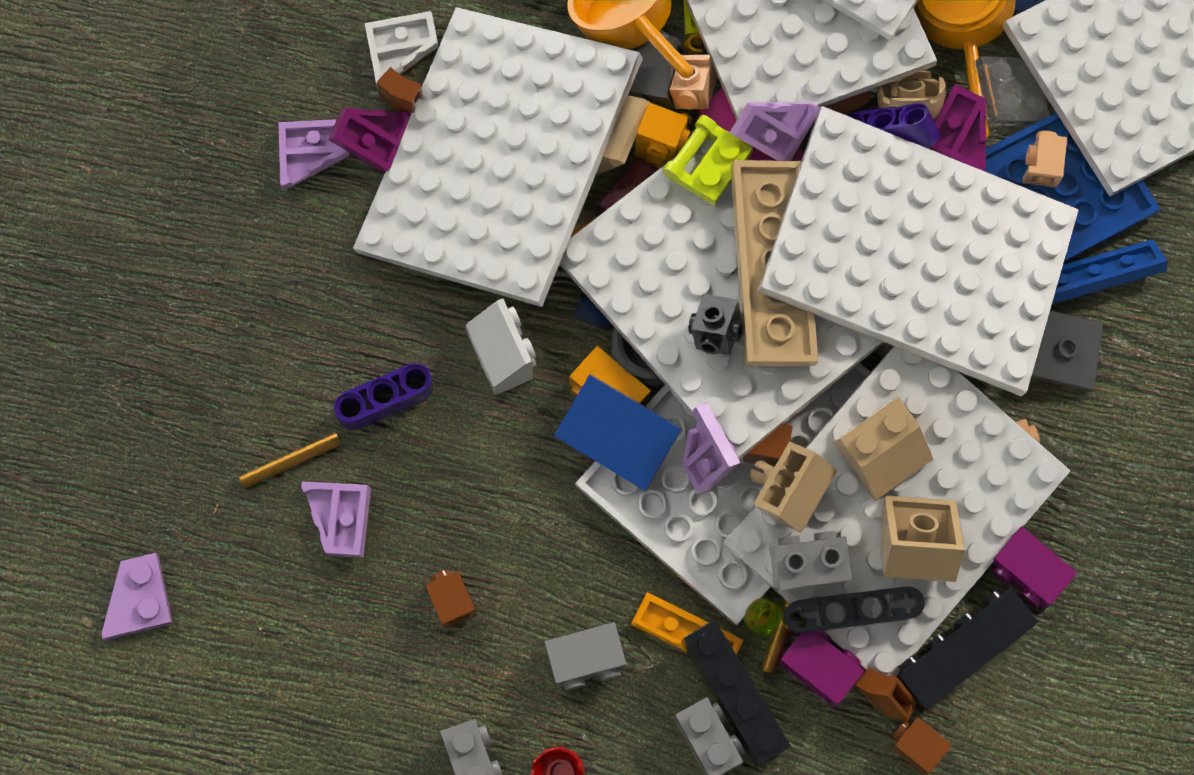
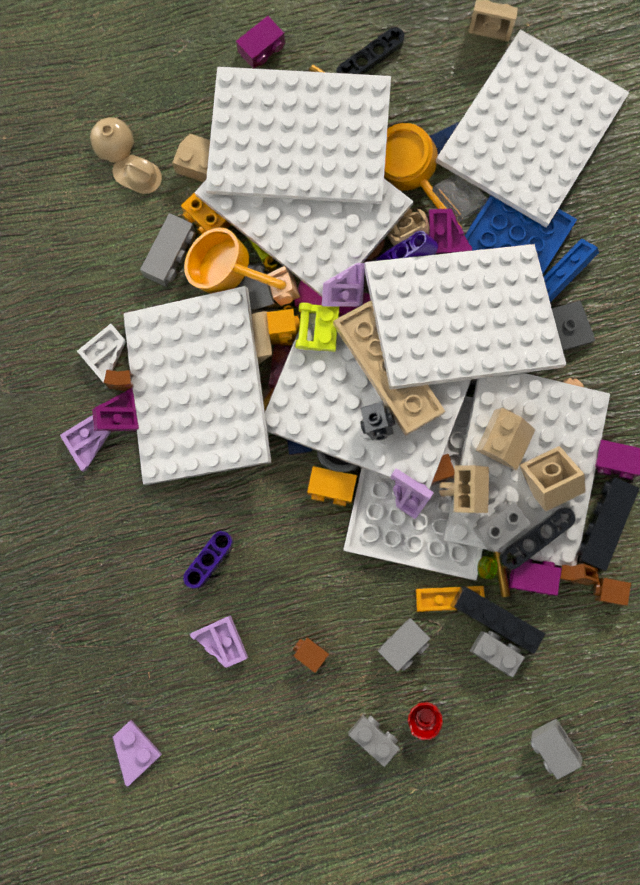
camera: 25 degrees left, 5 degrees up
(289, 460) = (176, 624): pearl gold bar -> none
(499, 347) = (258, 496): white slope -> none
(618, 432) = (352, 509): blue tile -> none
(1045, 160) = (502, 225): light nougat brick -> none

